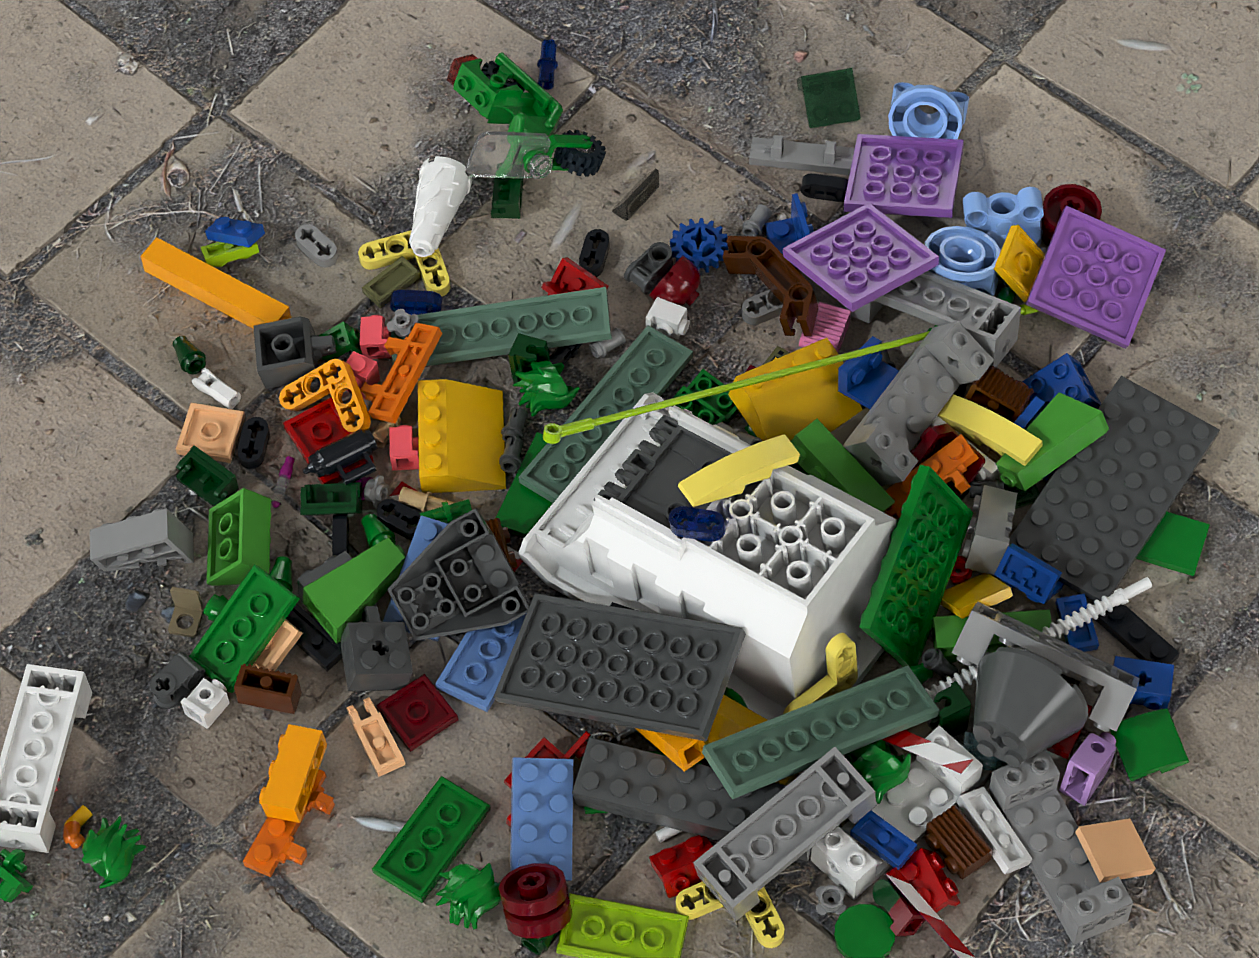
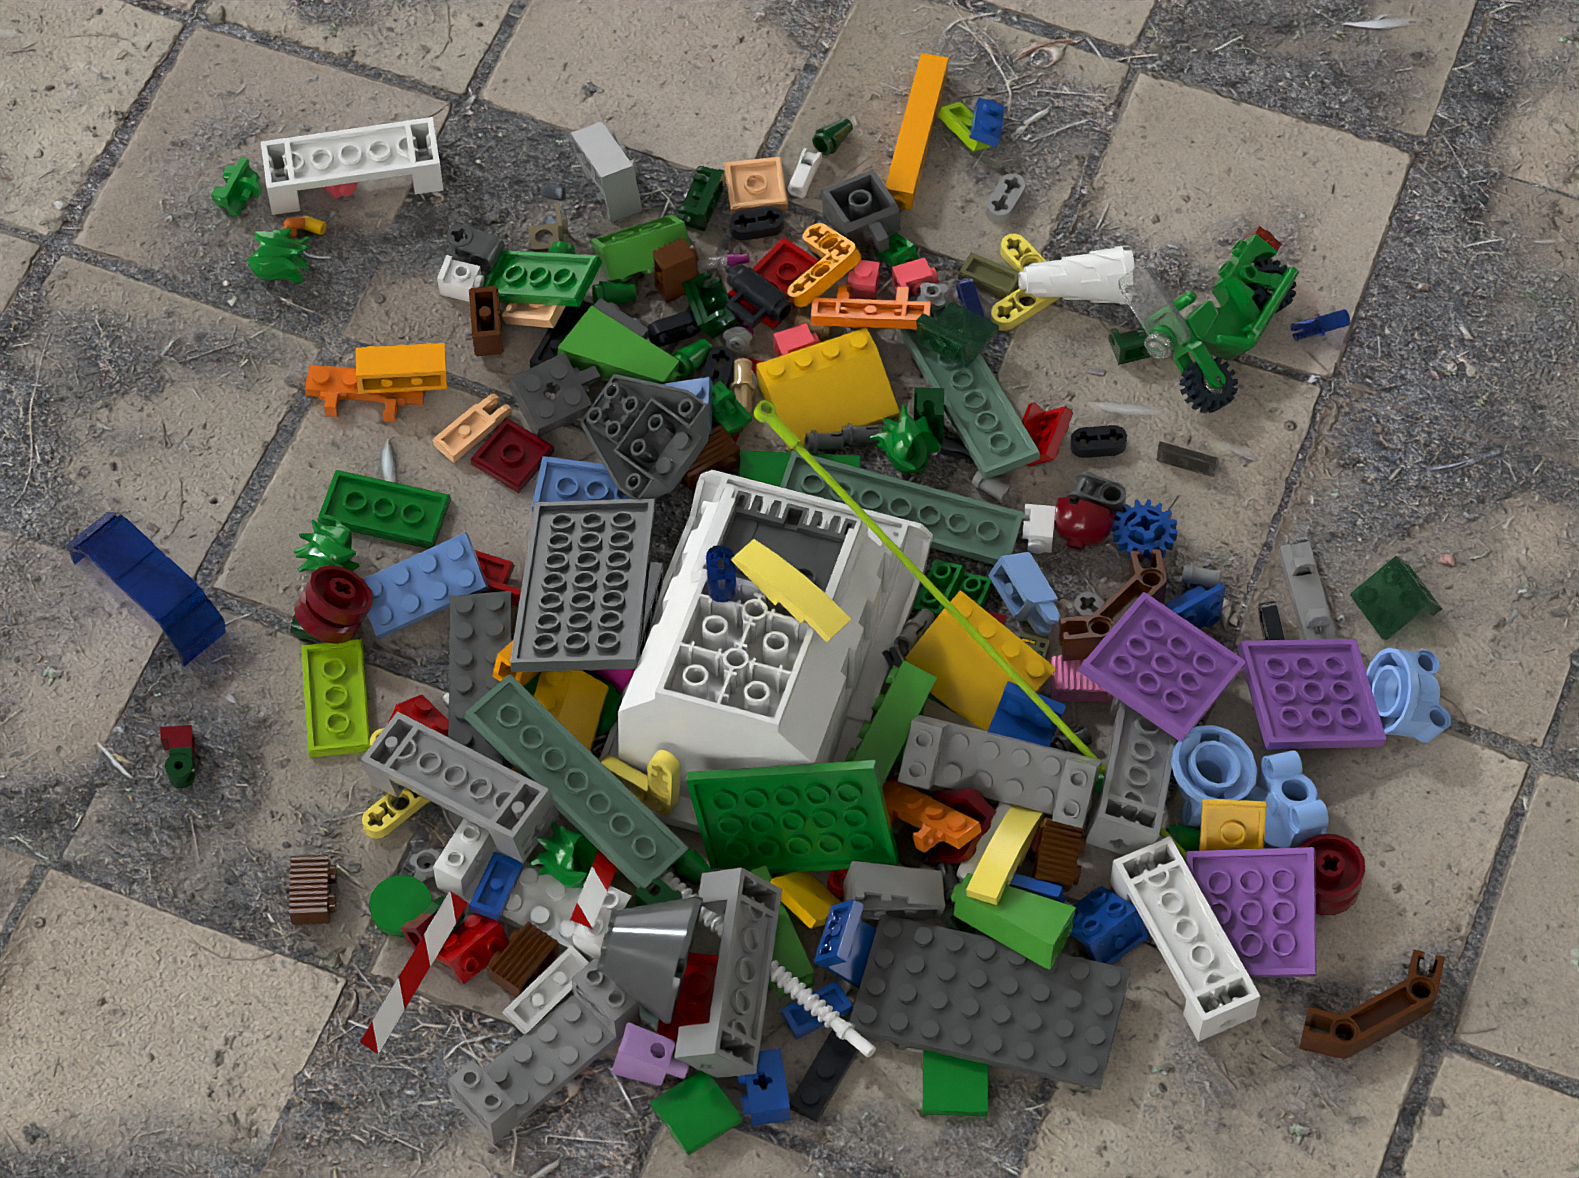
camera: 70 degrees right, 0 degrees up
(285, 515) = (672, 267): none -> reddish brown brick
(457, 313) = (956, 333): none -> clear green bracket
(729, 345) = (1026, 591): none -> light blue hinge
(1103, 323) = (1188, 937): none -> white plate
(1115, 850) = (559, 1106): light nougat tile -> none
(1203, 223) = (1376, 1016): none -> reddish brown piece

